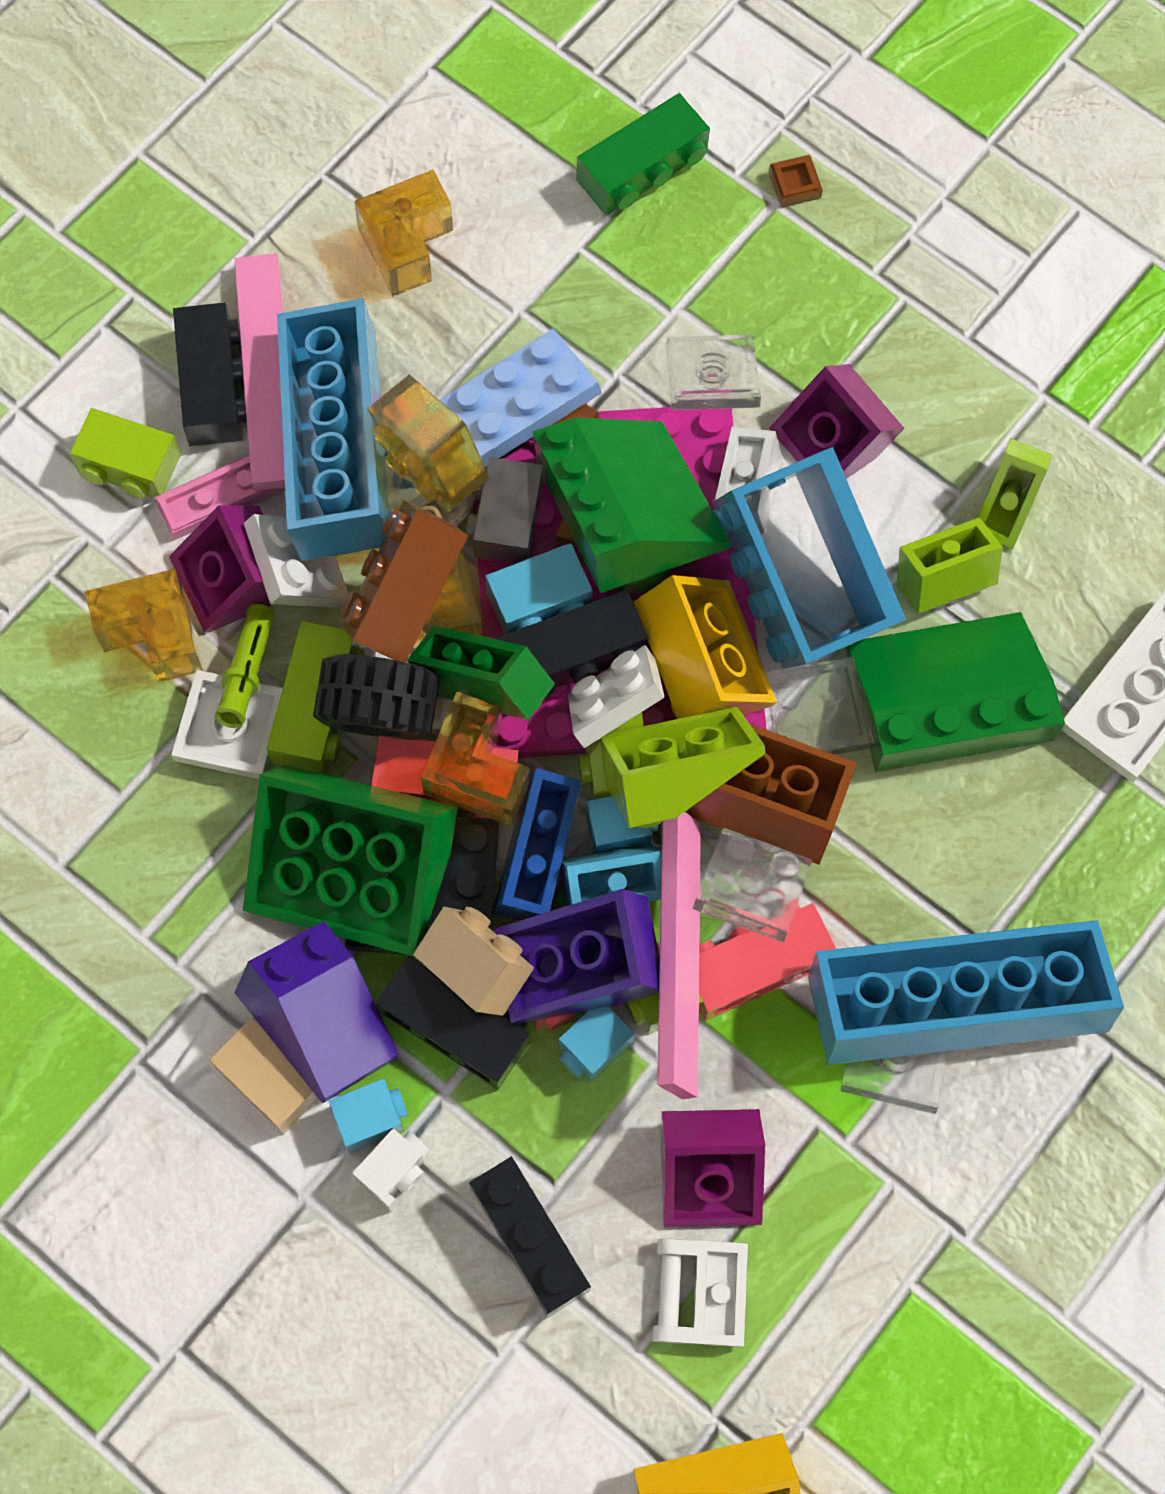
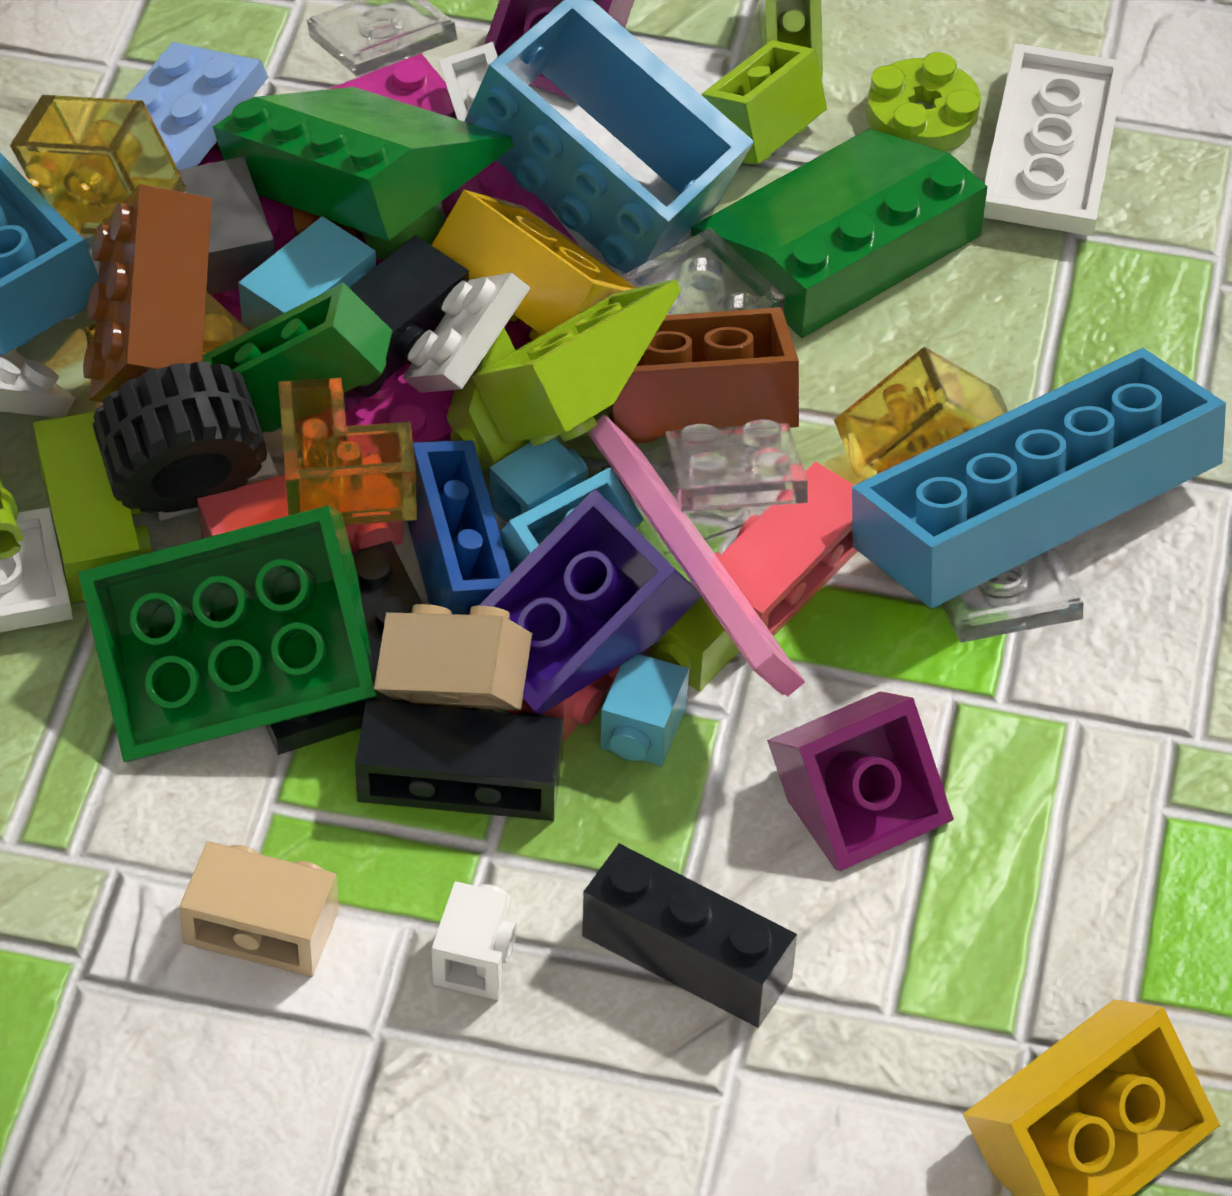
camera: 25 degrees left, 20 degrees down
(317, 1011) = (282, 798): dark purple slope -> none
(368, 1114) = (407, 897): medium azure brick -> none
(717, 1294) = (946, 902): white plate -> none
(908, 903) = (914, 411): none -> clear yellow brick
(1090, 590) = (930, 80): none -> lime plate

